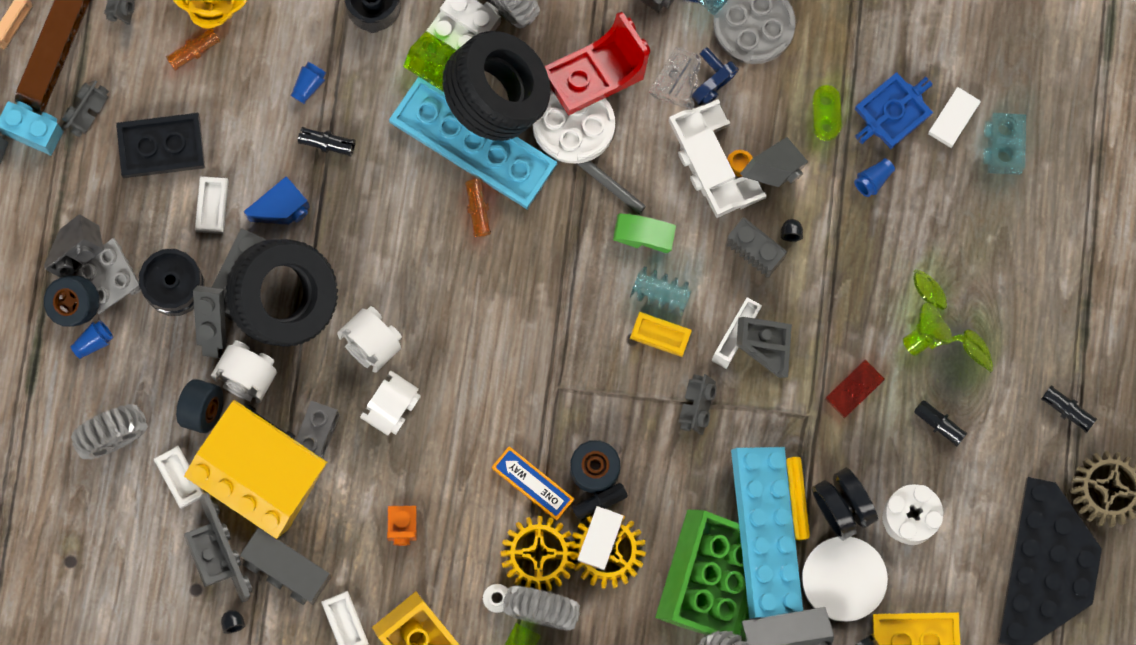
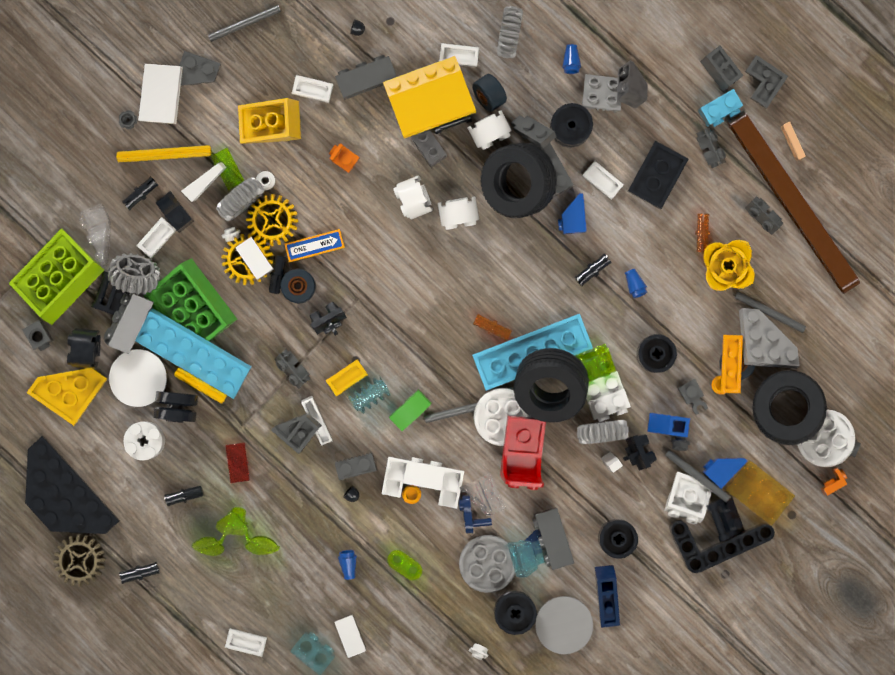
camera: 125 degrees right, 10 degrees up
(60, 301) = (601, 62): black wheel -> none
(213, 553) = (402, 43): dark grey bracket -> none
(591, 591) = (230, 233): none -> white plate
(620, 408) = (329, 322): none -> black hips
(776, 164) = (393, 513): dark grey slope -> none
(893, 110) = (378, 604): blue plate -> none
(1053, 230) = (245, 642): none -> white tile

